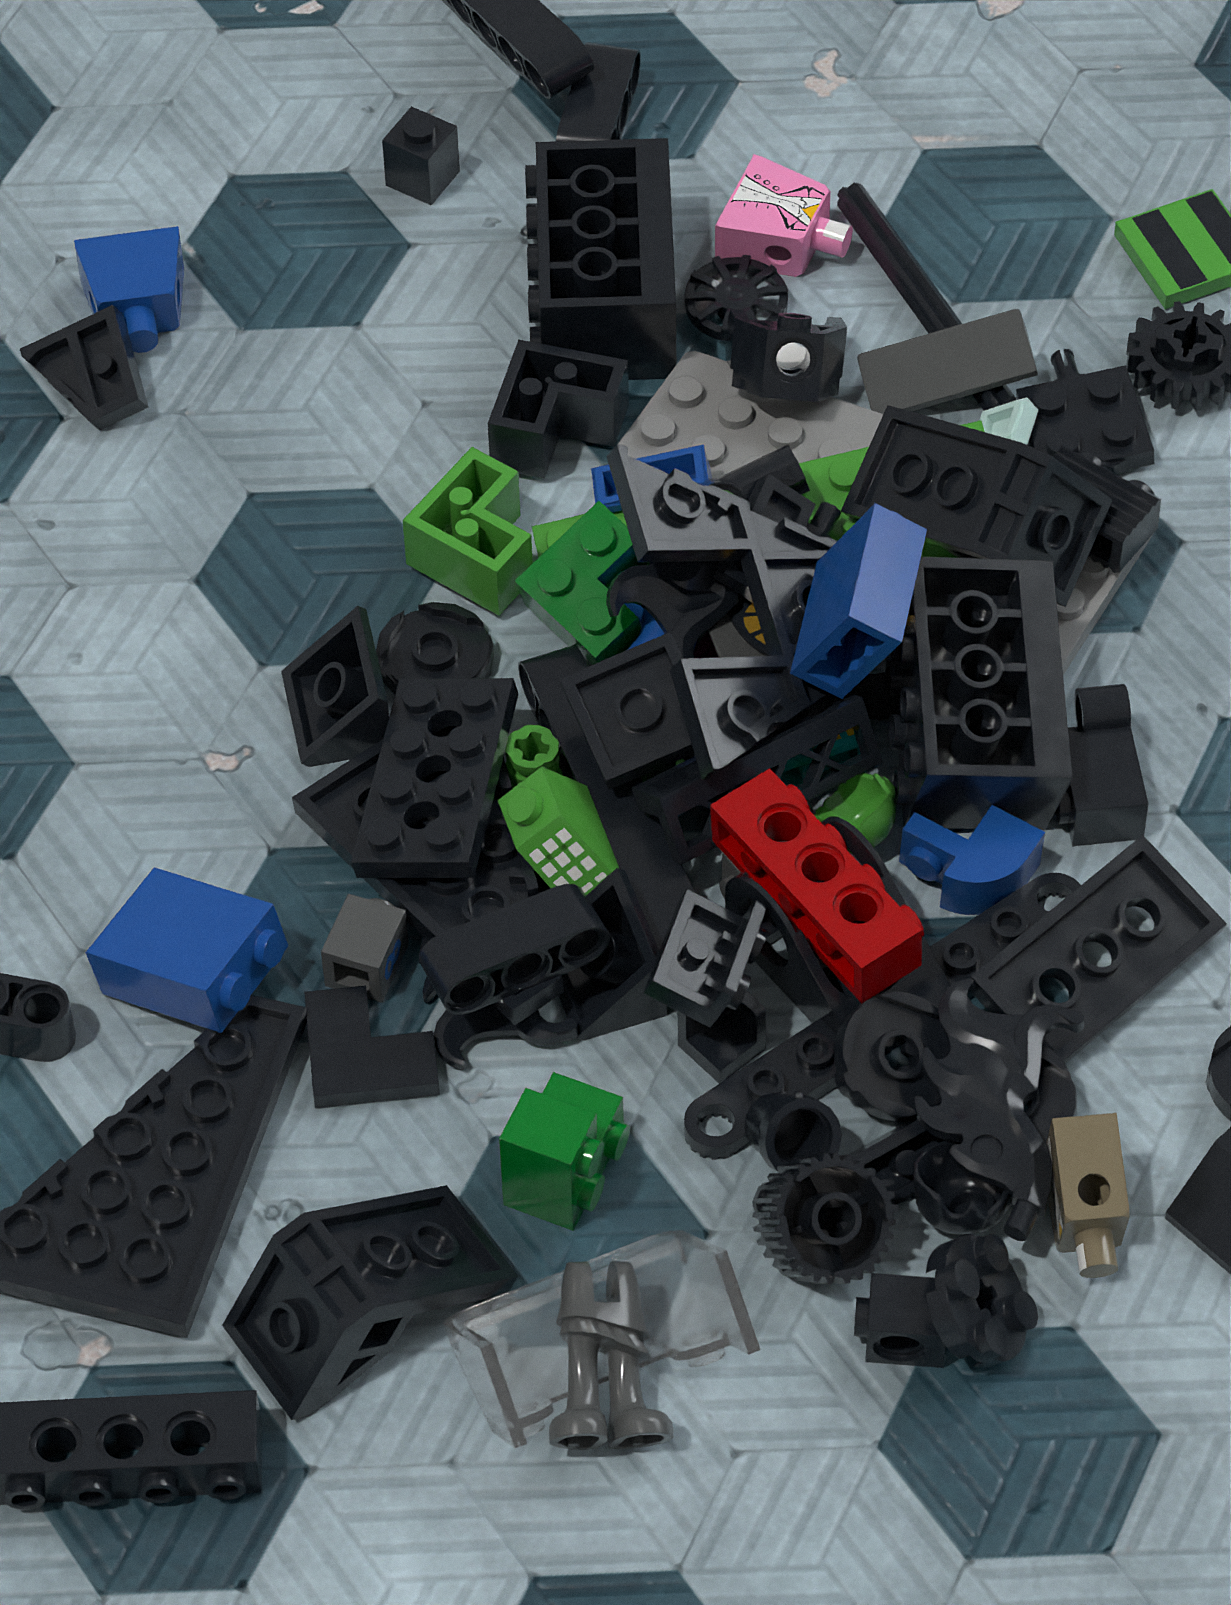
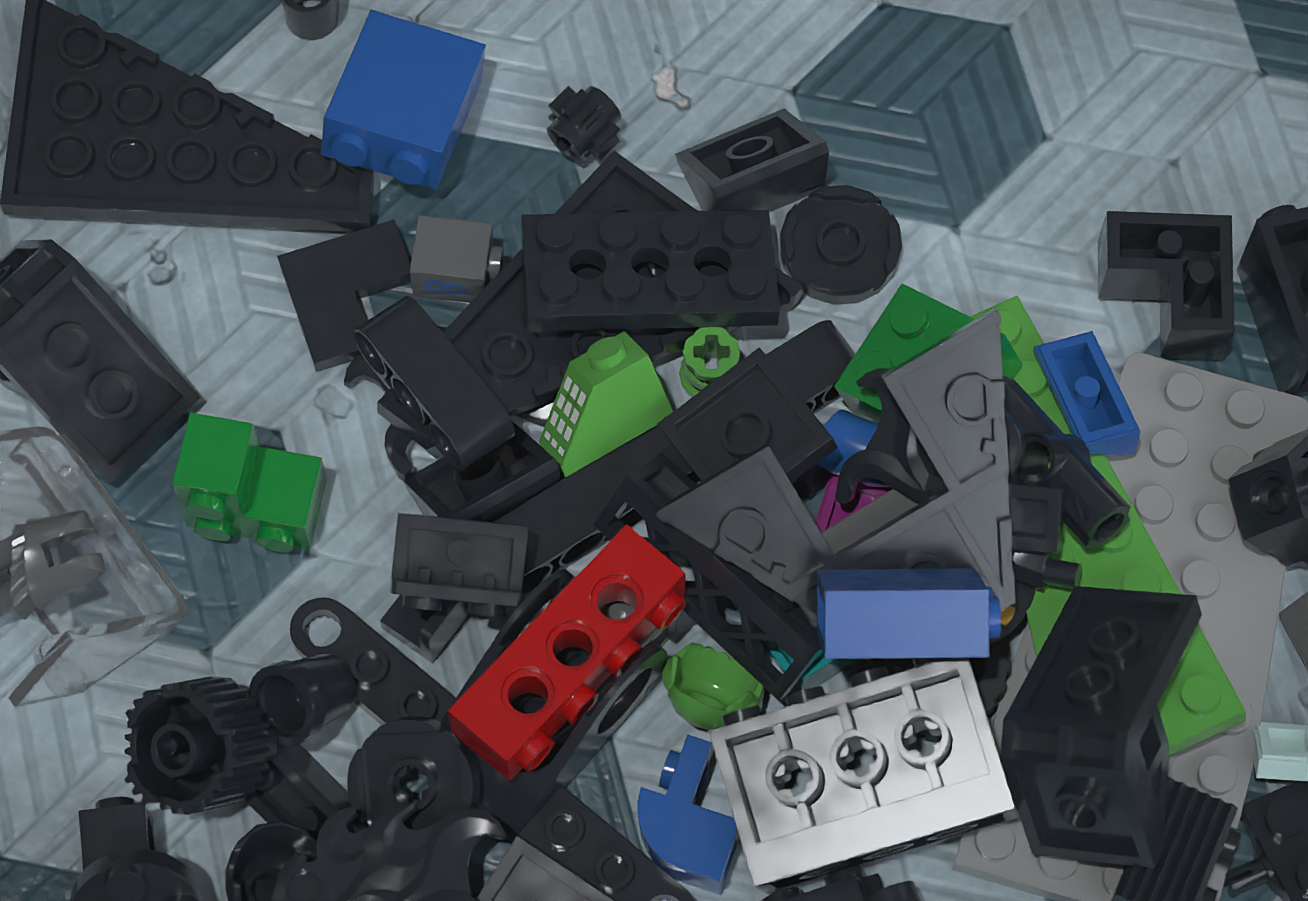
camera: 75 degrees right, 15 degrees up
(255, 815) = (584, 123): none -> black gear
(467, 532) = (988, 223): bright green brick -> none

